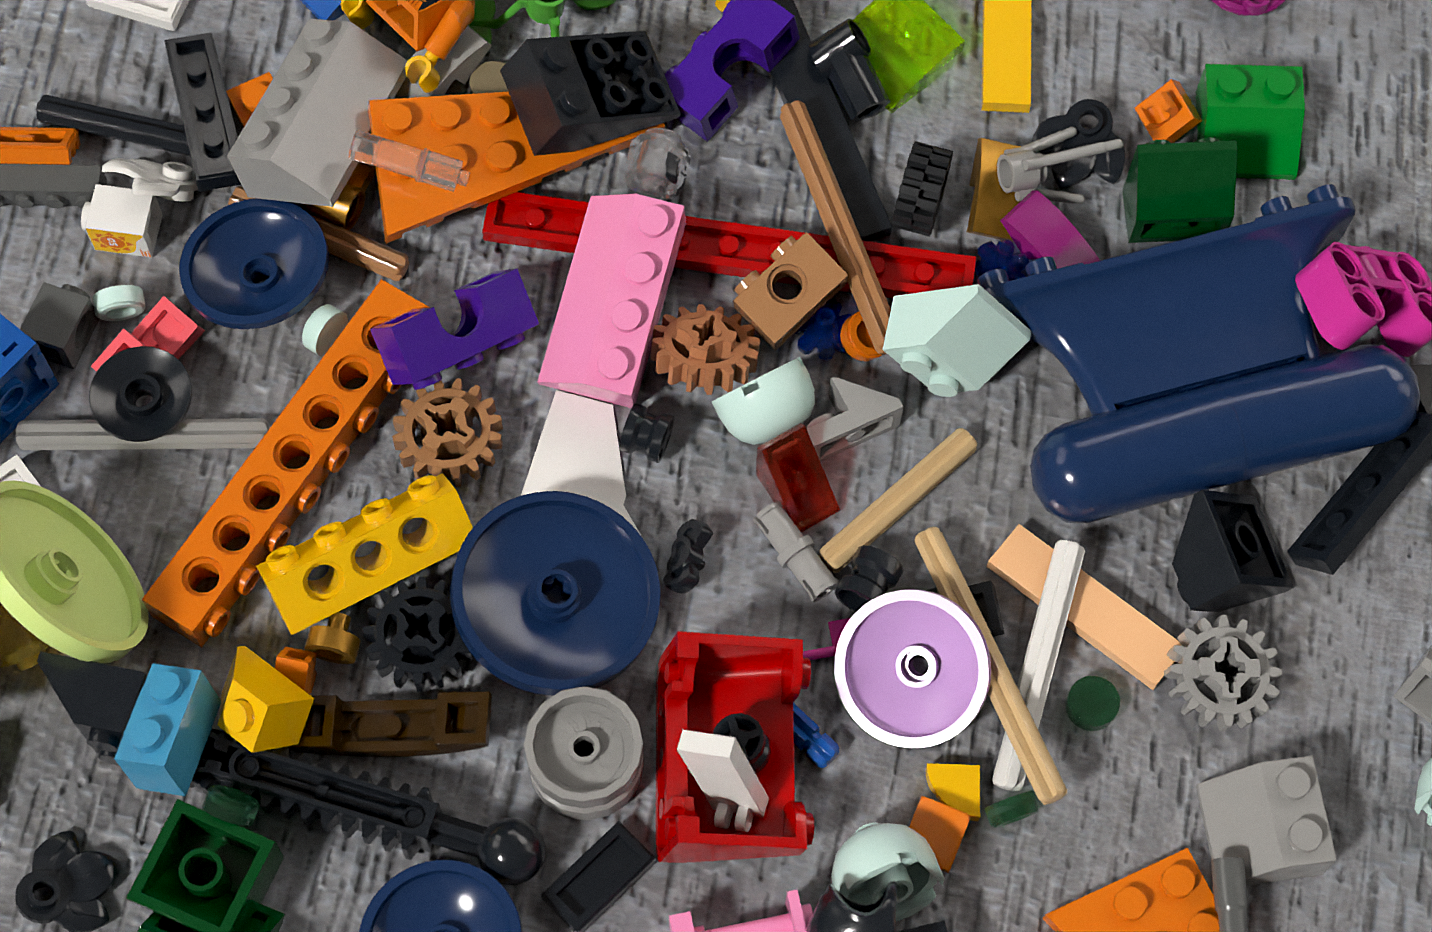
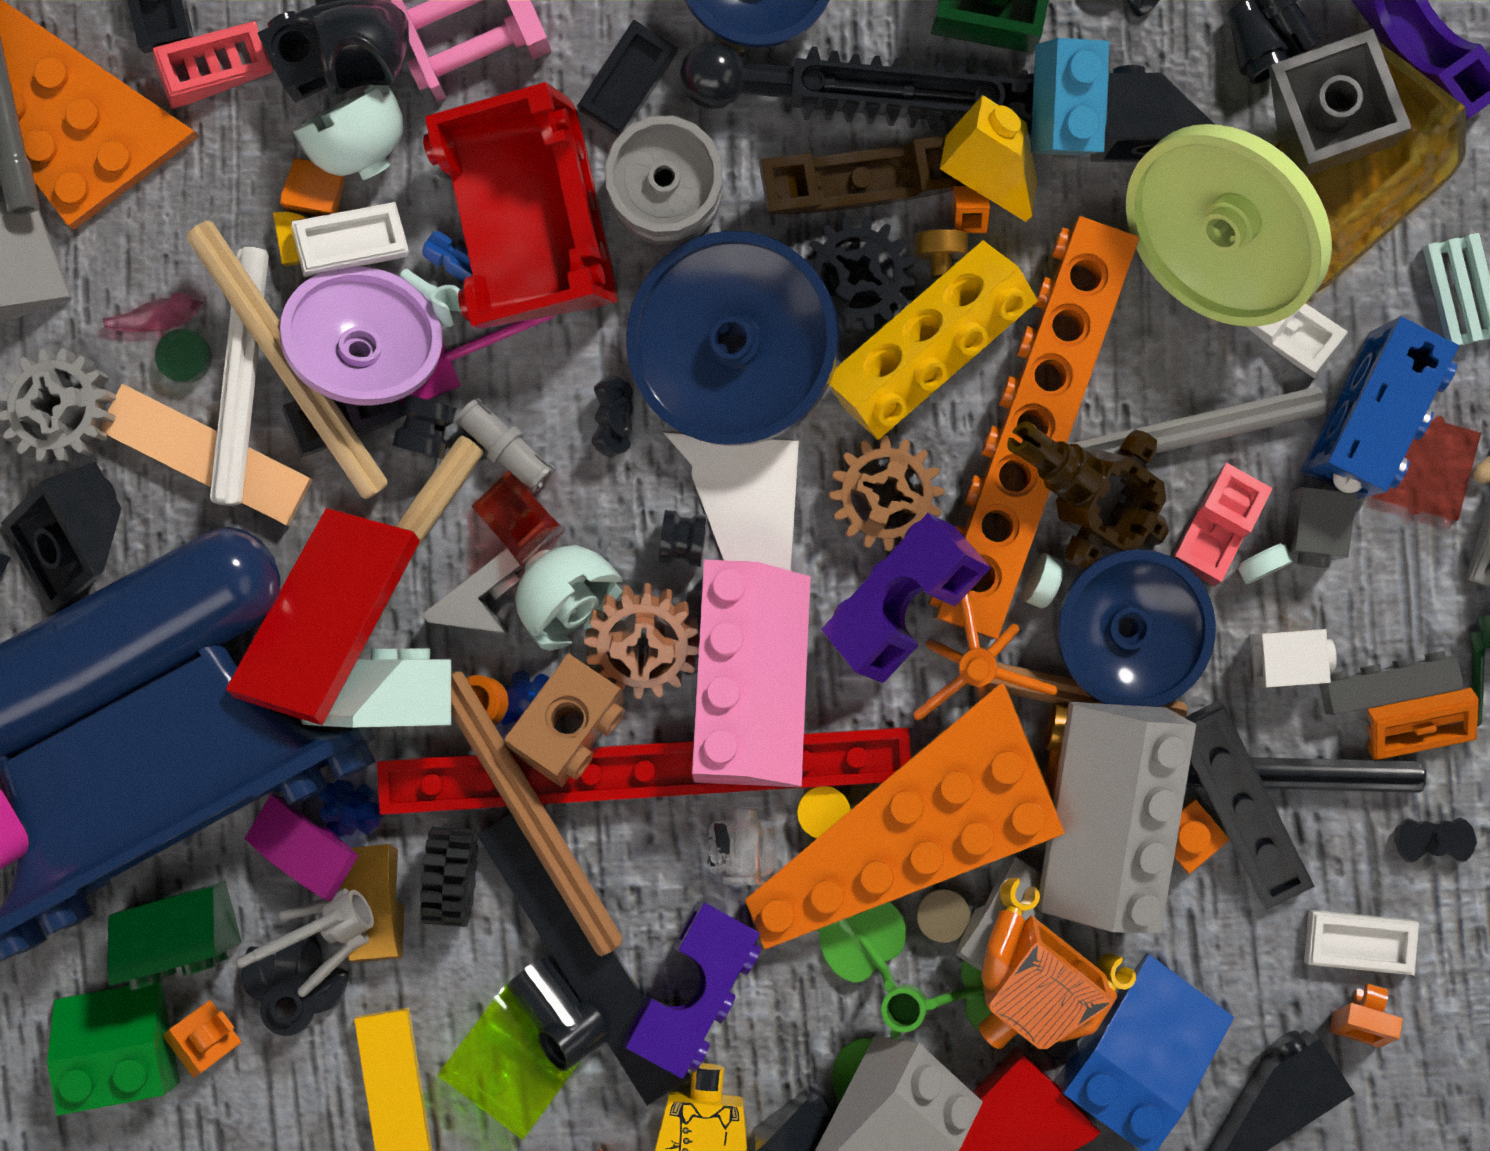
camera: 165 degrees right, 20 degrees up
(46, 60) = (1436, 839): none -> black piece
(137, 374) = (1235, 453): black dish -> none
(168, 181) = (1273, 714): white plate -> none
(230, 805) = (989, 46): clear green tile -> none
(250, 381) = (1083, 477): none -> dark brown piece
(406, 255) = (977, 664): none -> orange plant
(409, 161) = (998, 761): clear piece -> none
(577, 183) = (821, 809): none -> yellow tile
(587, 89) = (829, 901): black slope -> none
(724, 778) = (518, 161): white hinge -> none
(747, 730) = (517, 210): black wheel -> none
(832, 702) = (442, 298): none -> light aqua hand
(908, 772) = (349, 239): none -> white tile
(993, 418) = (323, 616): none -> red tile
(1012, 809) = (243, 224): clear green tile -> none
(1112, 747) = (156, 315): none -> clear pink bar

